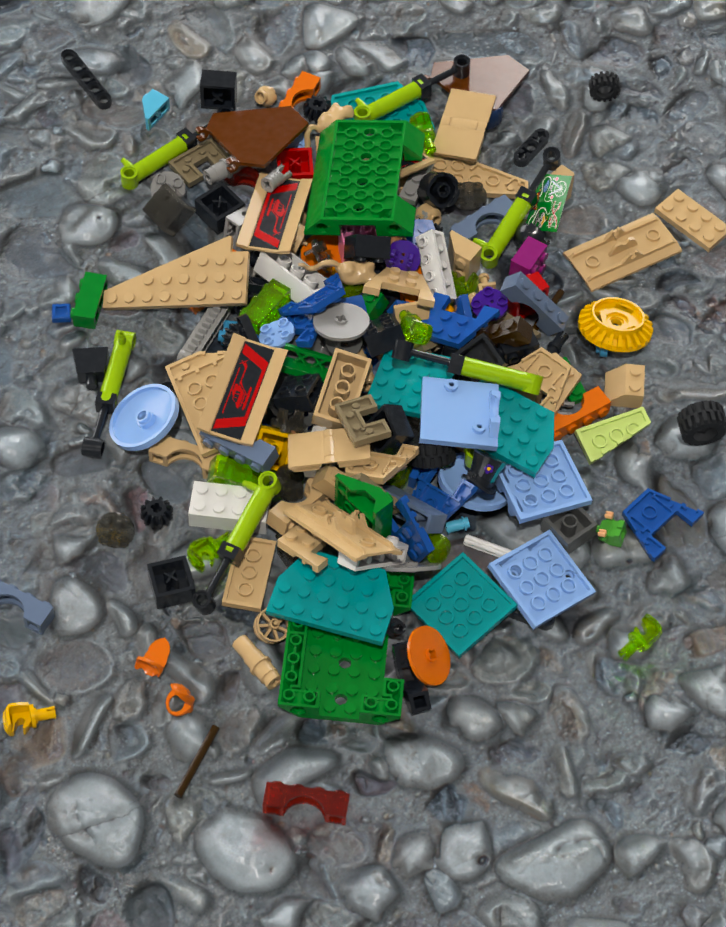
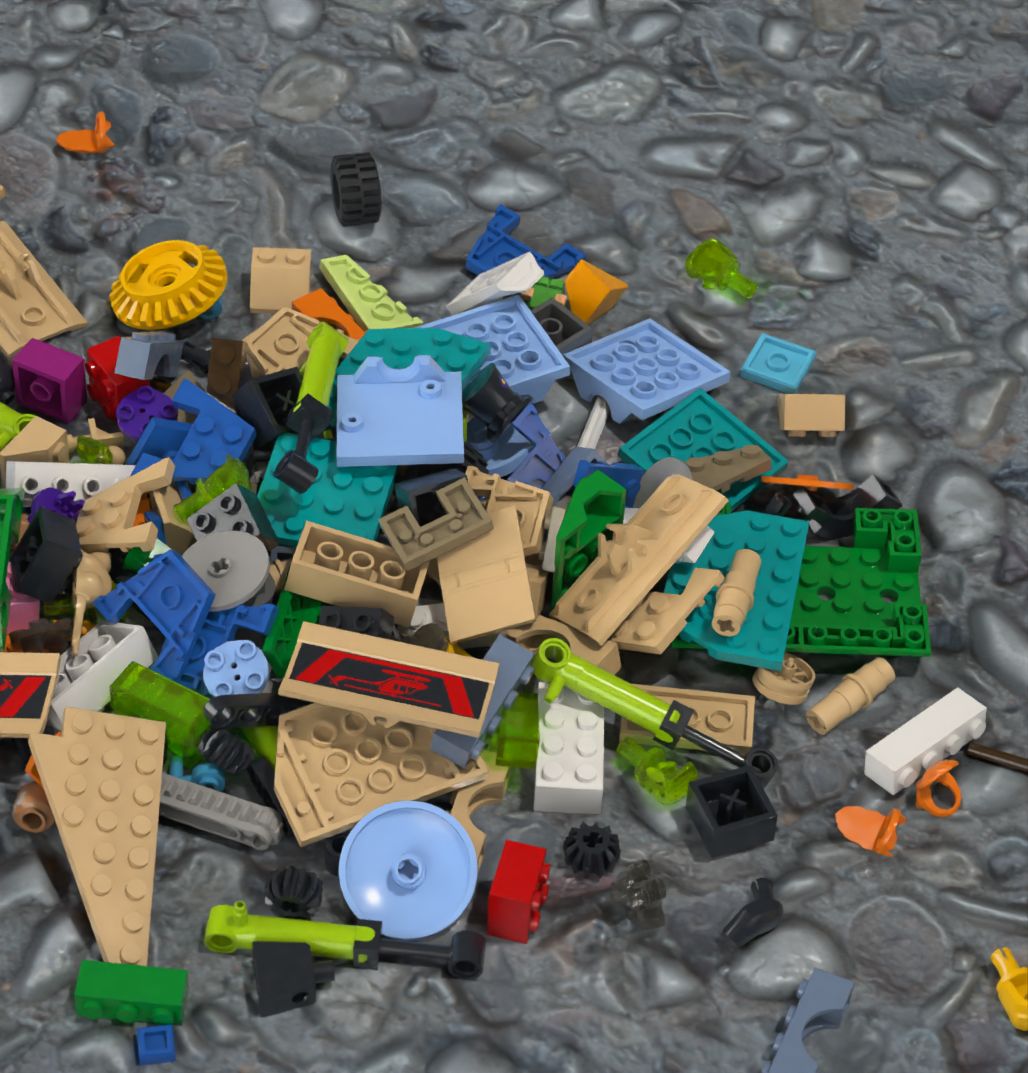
camera: 95 degrees left, 10 degrees down
(99, 592) = (757, 916): none -> black arm
(124, 467) = (518, 892): none -> red brick
(140, 368) = (293, 892): none -> black gear
(215, 696) = (925, 741): none -> white brick
(311, 583) = (736, 593): none -> tan piece
(439, 603) = (727, 467): none -> dark tan wing
(506, 675) = (811, 413): none -> tan slope
(557, 667) = (778, 364): none -> medium azure tile
(603, 490) = (506, 279): none -> white slope
(611, 555) = (592, 291): none -> light orange slope

